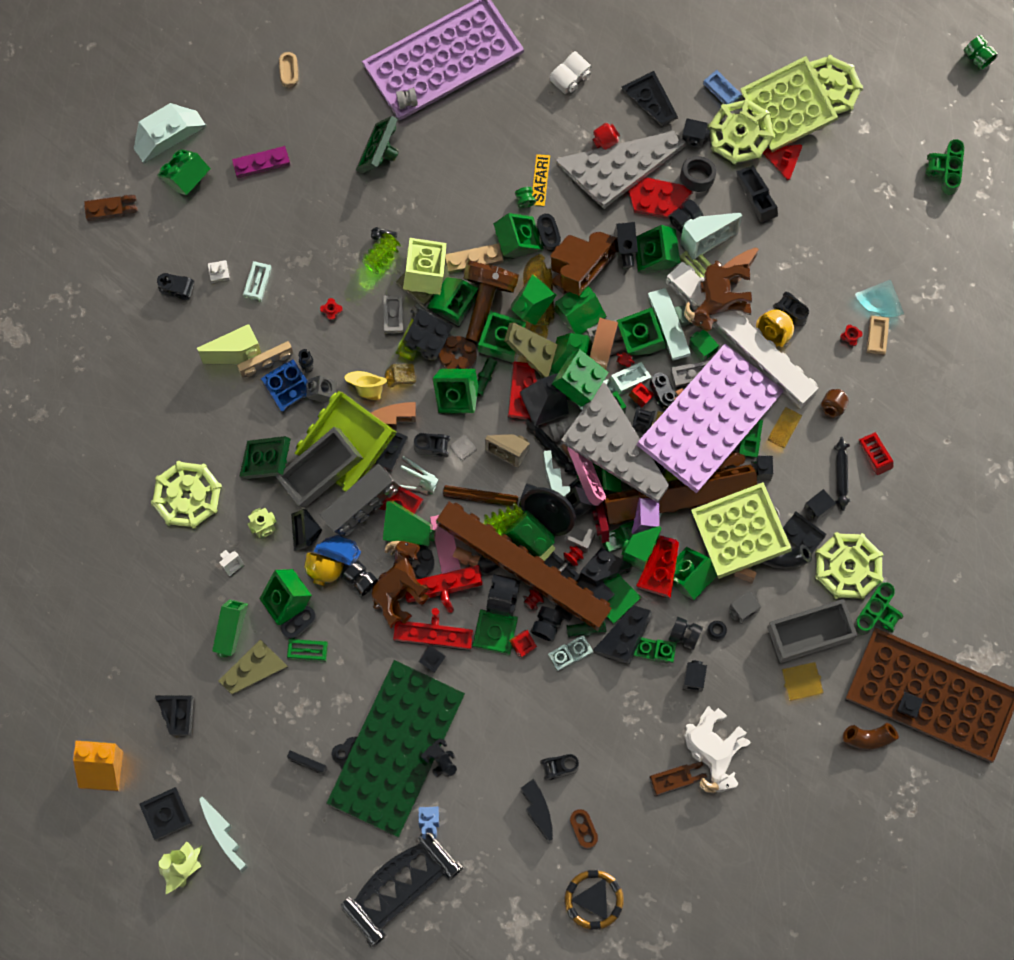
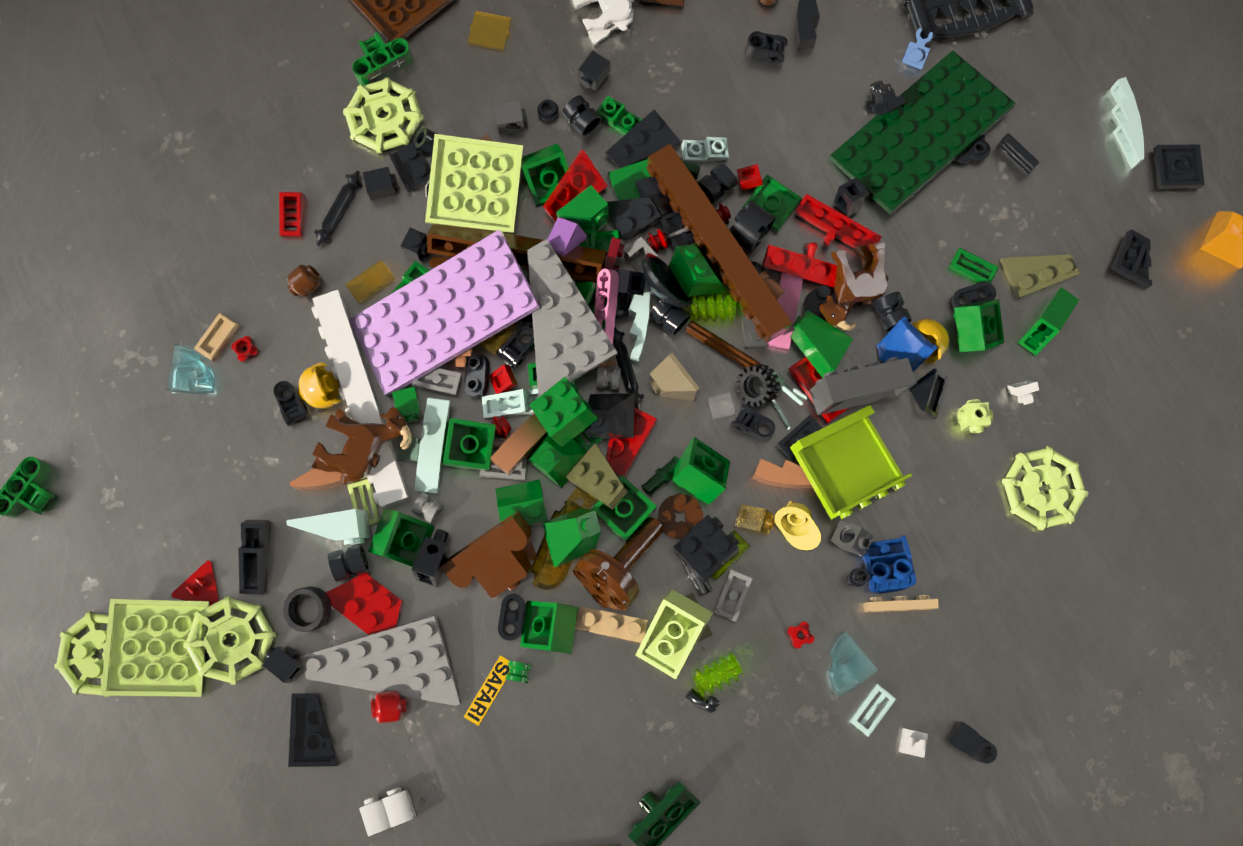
camera: 155 degrees left, 5 degrees up
(178, 866) = (1184, 108): yellowish green hair -> none
(231, 348) = (932, 628): yellowish green slope -> none
(265, 457) = (947, 482): dark green plate -> none
(286, 303) = (849, 665): none -> clear light blue brick
(319, 467) = (891, 443): dark grey piece -> none
(442, 471) = (747, 389): none -> black tyre
(454, 300) = (658, 577): green slope -> none
(649, 278) = (427, 508): none -> light grey wheel
(722, 88) = (221, 707): medium blue plate -> none
(812, 631) = (455, 62): dark grey piece -> none

